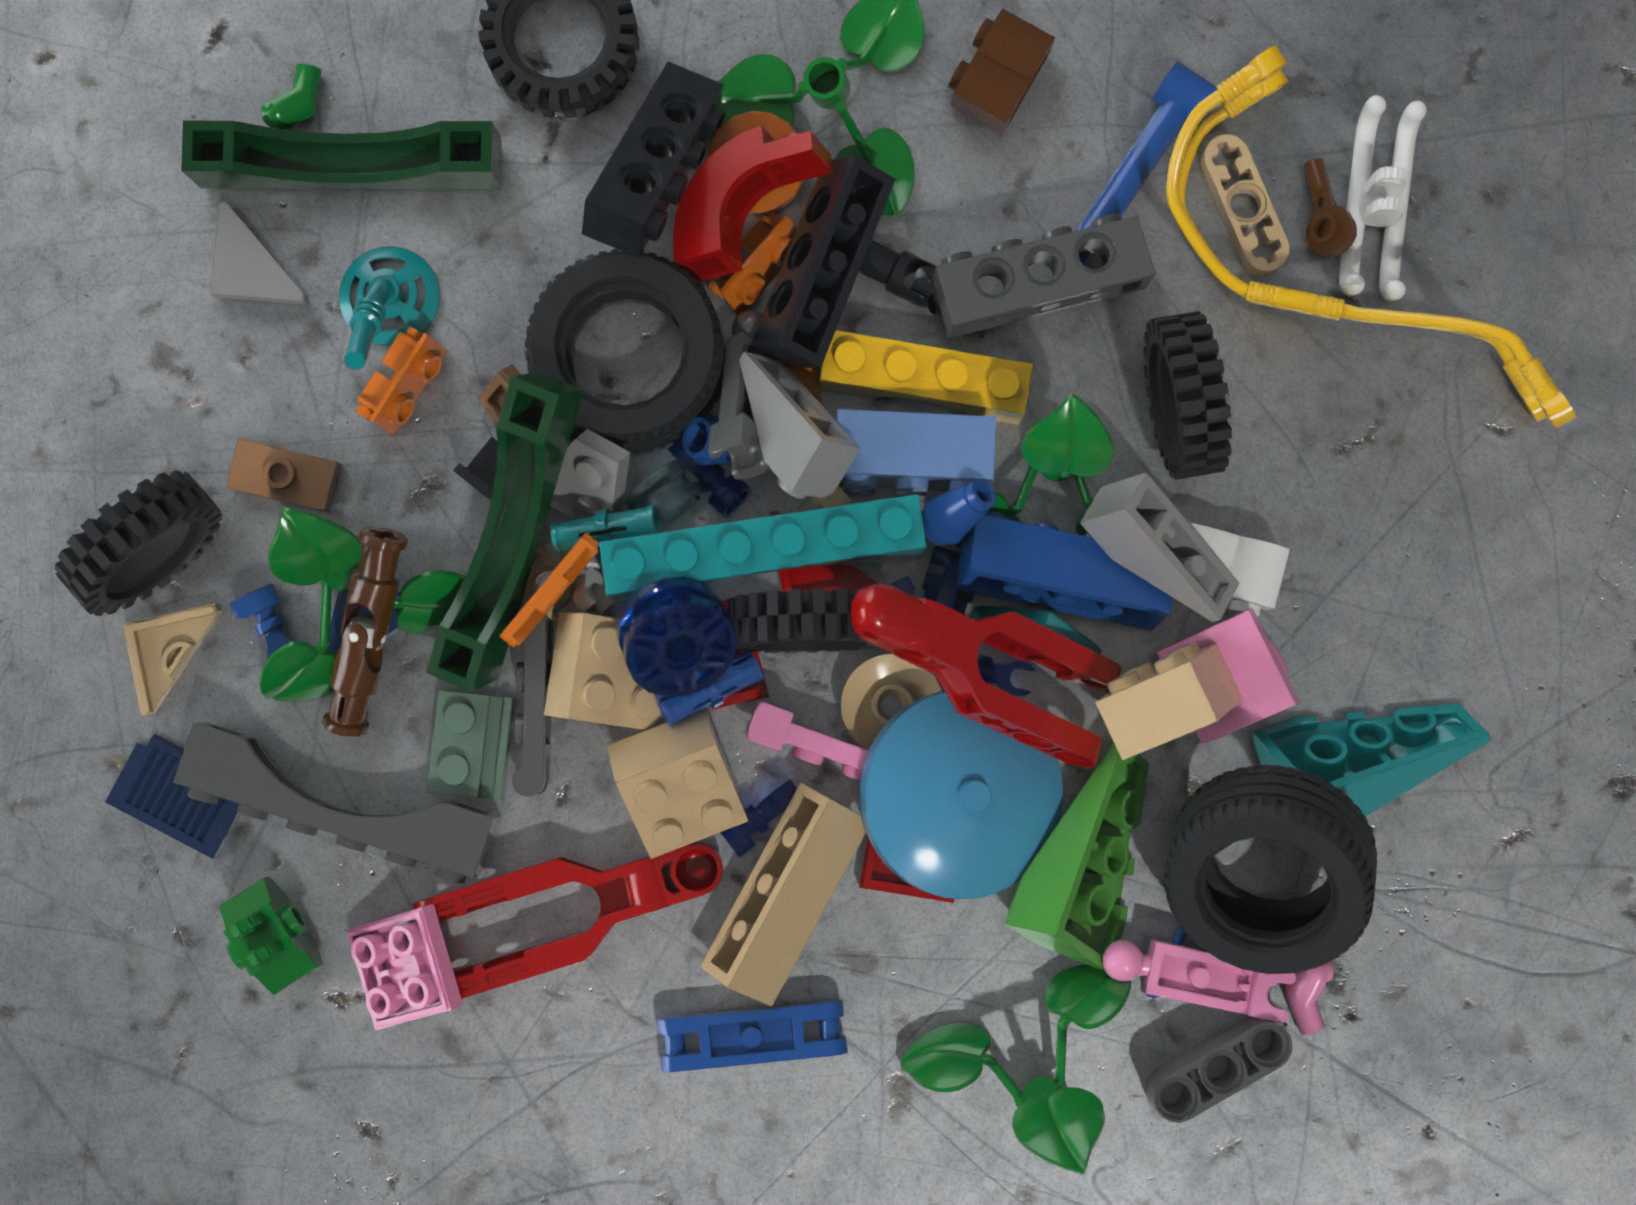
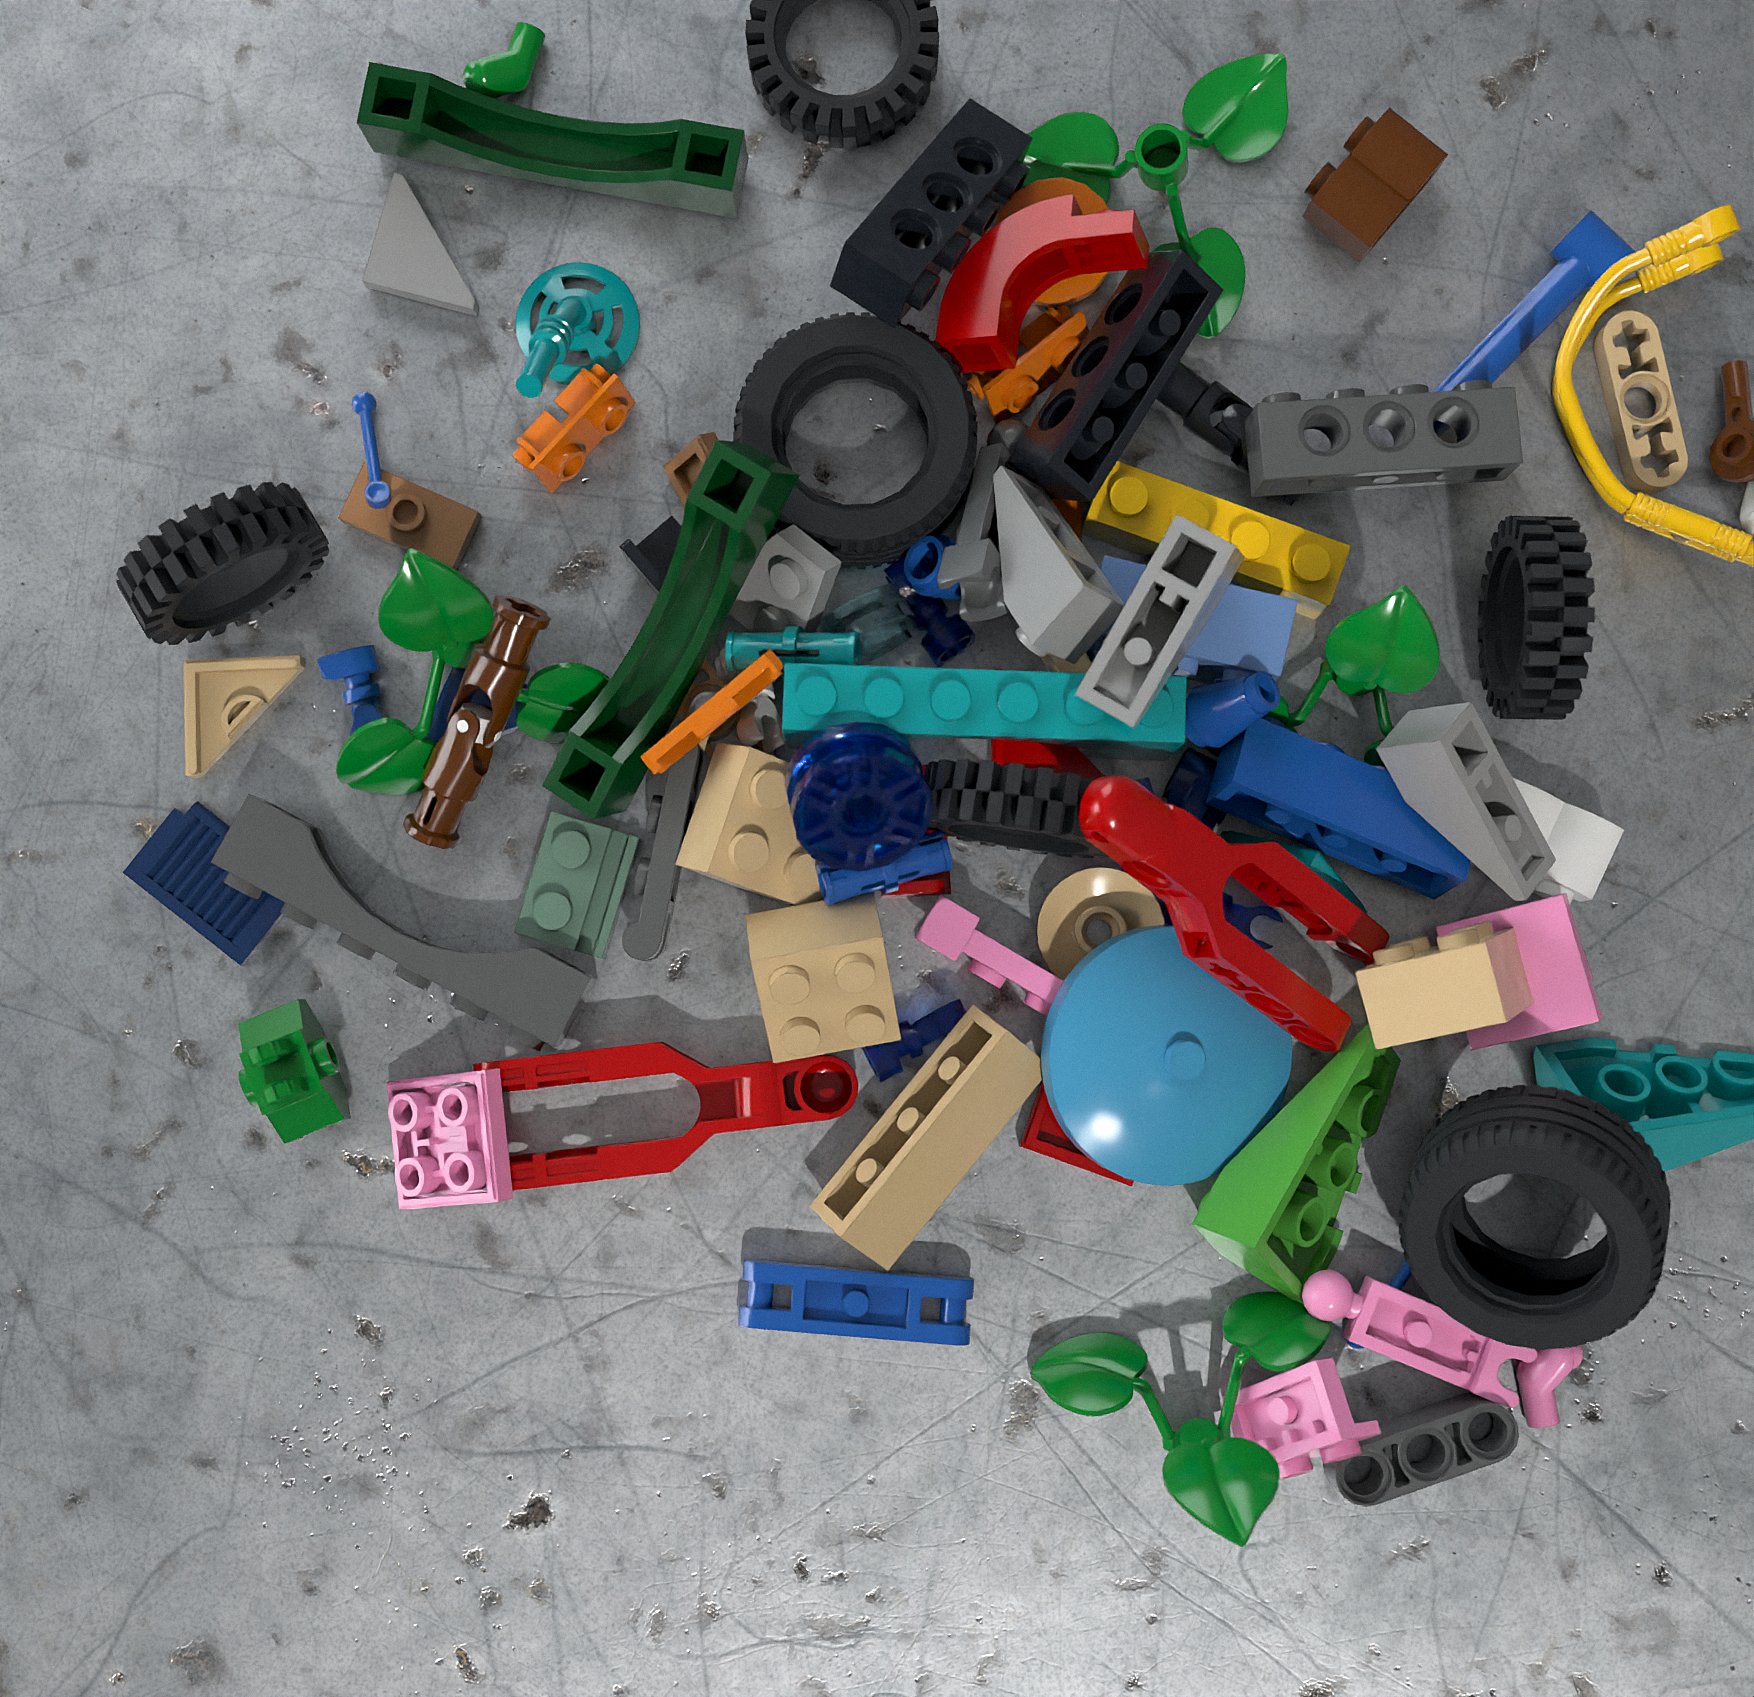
camera: 10 degrees right, 0 degrees up
(252, 461) = (376, 492): none -> blue hinge
(888, 455) = (1160, 620): none -> light grey slope
(1117, 1063) = (1301, 1418): none -> bright pink bracket

